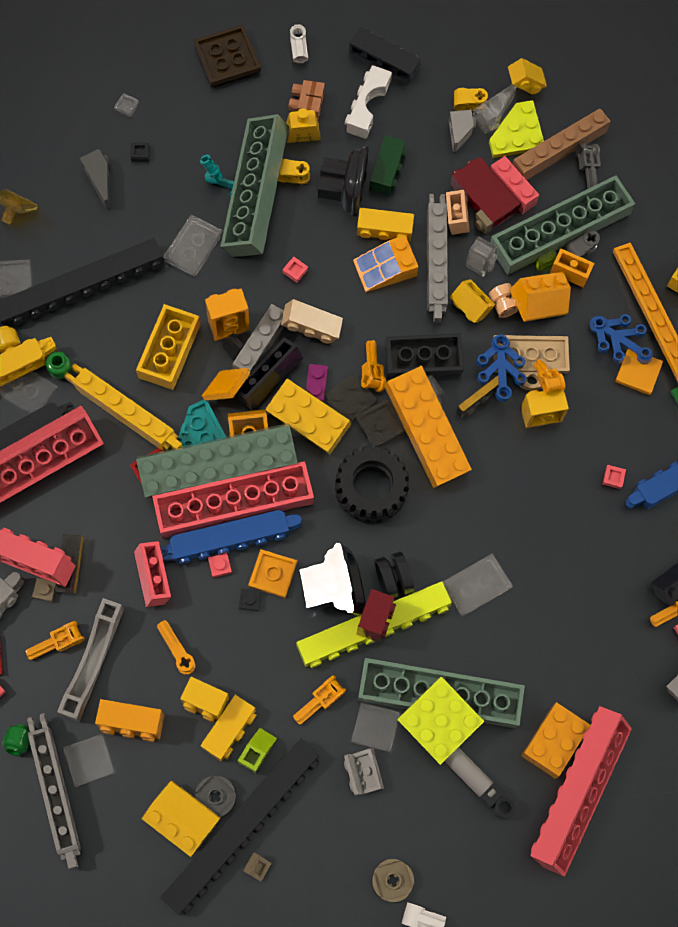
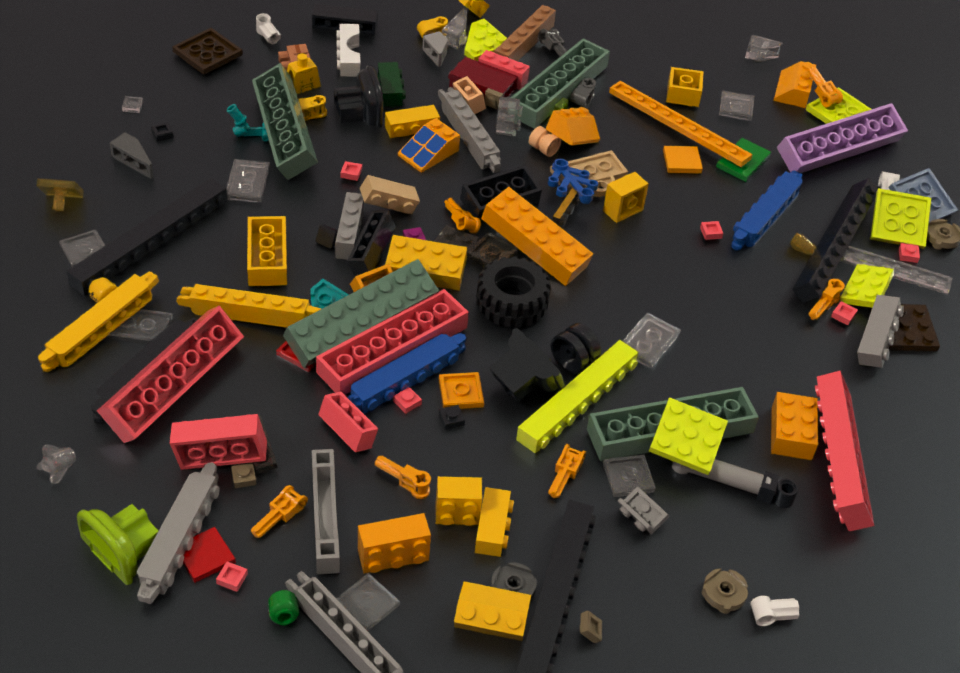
camera: 25 degrees left, 25 degrees down
(58, 365) = (166, 293): green head -> none
(226, 384) = (337, 259): light orange tile -> none
(227, 314) = (311, 205): light orange brick -> none
(257, 750) = (532, 532): lime slope -> none
(375, 614) = (582, 373): dark red brick -> none
(472, 301) = (518, 147): yellow brick -> none
(549, 379) = (619, 169): light orange connector -> none
(574, 267) = (591, 101): light orange brick -> none
(619, 337) = (634, 139): blue plant -> none

